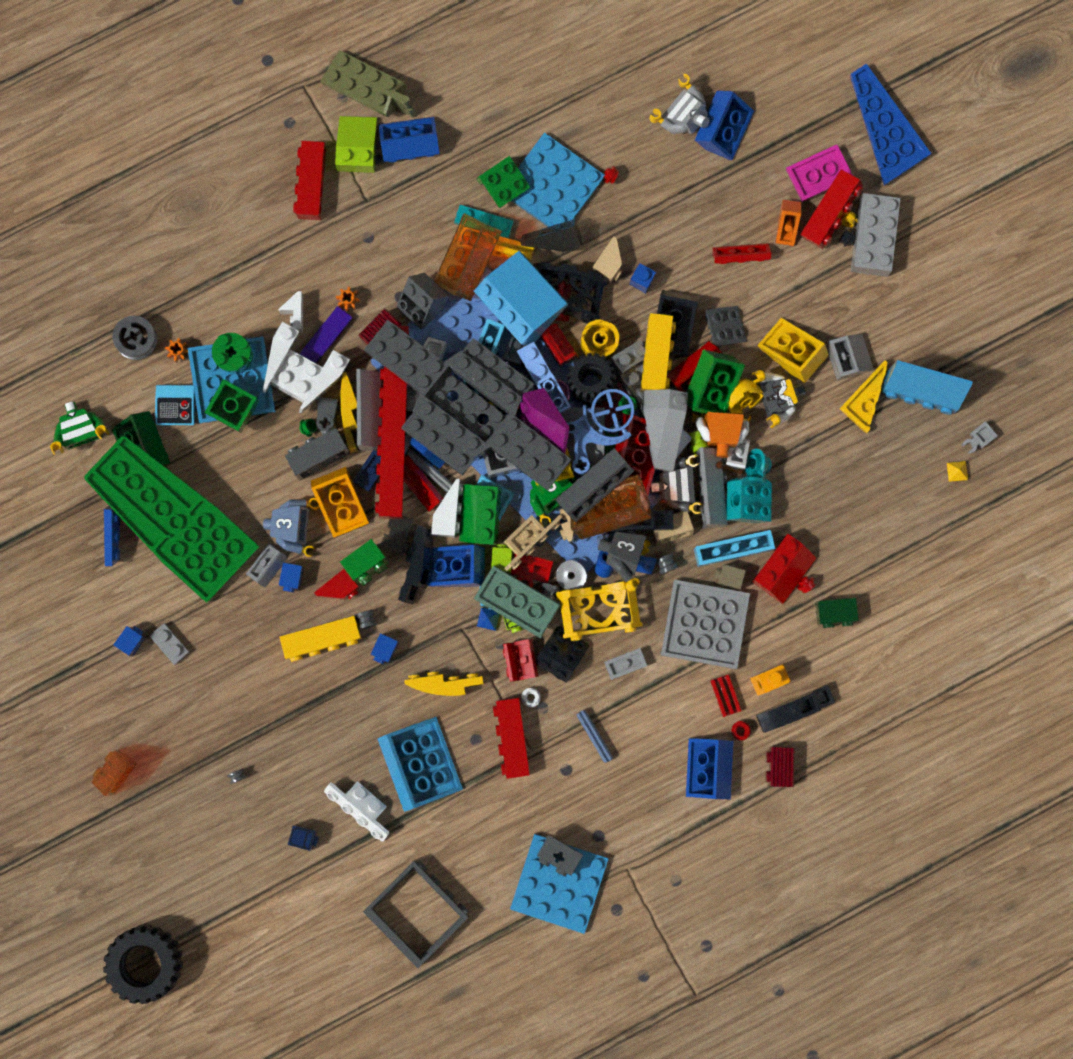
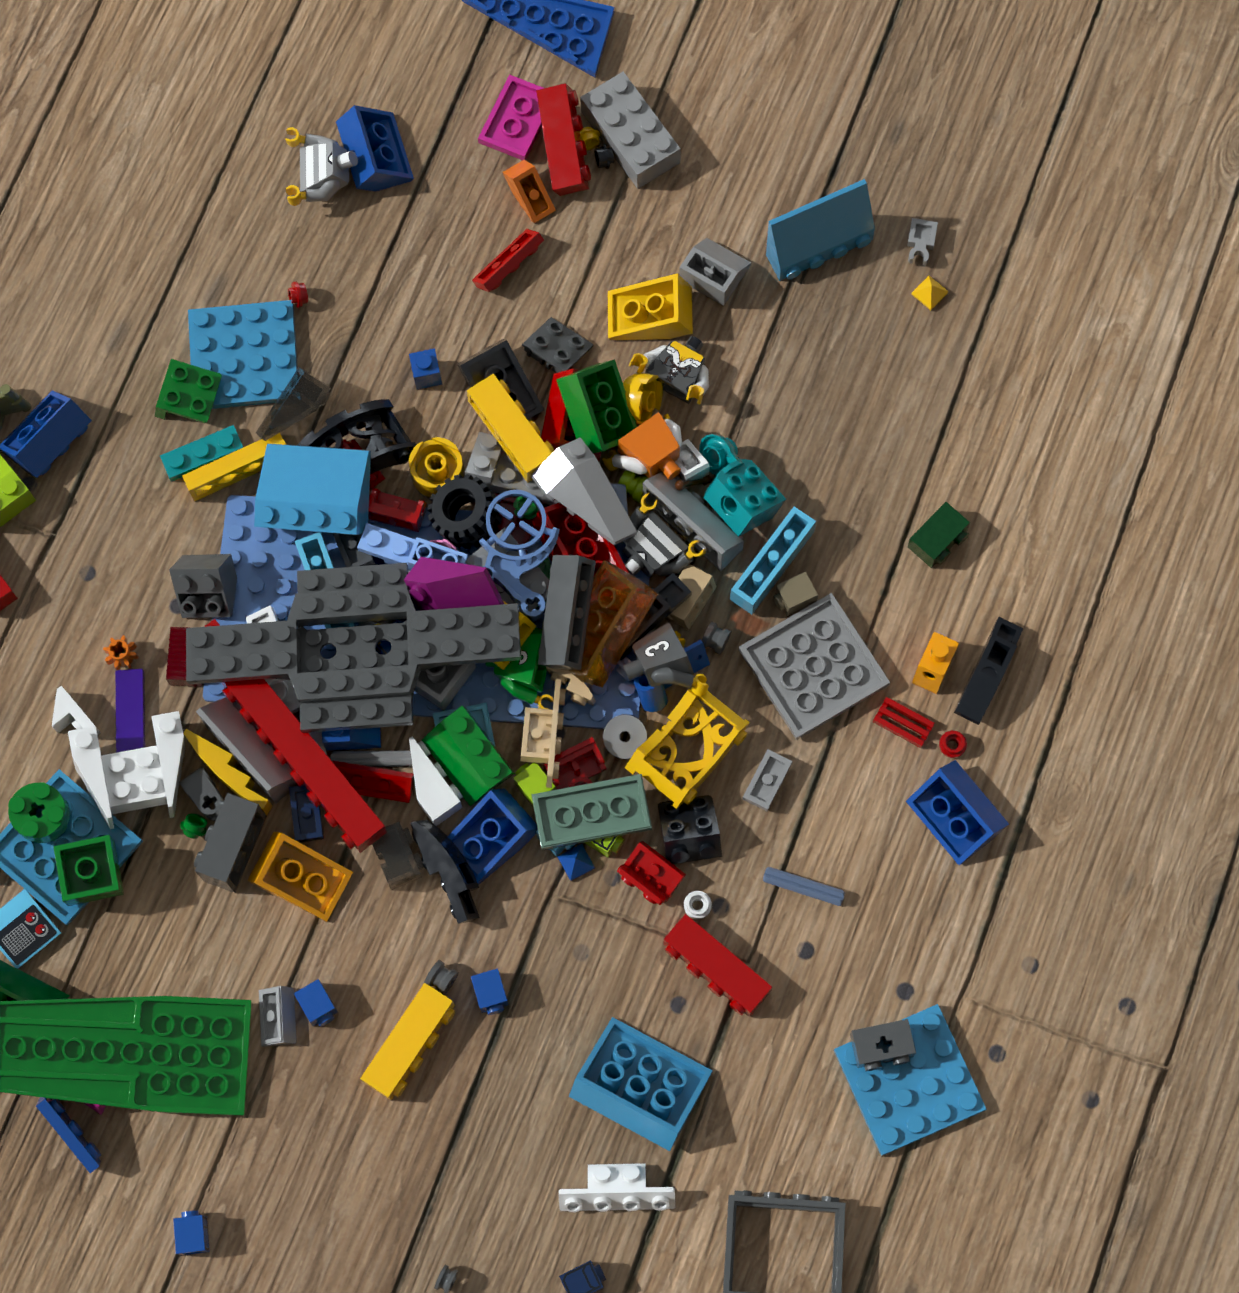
camera: 35 degrees left, 10 degrees down
(169, 644) = (240, 1199): light grey plate -> none
(290, 524) = (266, 947): sand blue torso -> none
(339, 587) = (380, 968): red slope -> none
(365, 563) = (387, 912): green brick -> none
(435, 684) = (583, 981): yellow slope -> none
(467, 257) = (216, 496): clear orange slope -> none
(550, 591) = (615, 770): dark grey wheel -> none
(609, 262) = (376, 380): tan slope -> none
(781, 767) = (1029, 744): dark red brick -> none
(784, 568) = (843, 537): red slope -> none
(806, 584) = (881, 534): red plate -> none
(862, 403) = (770, 306): yellow wing -> none

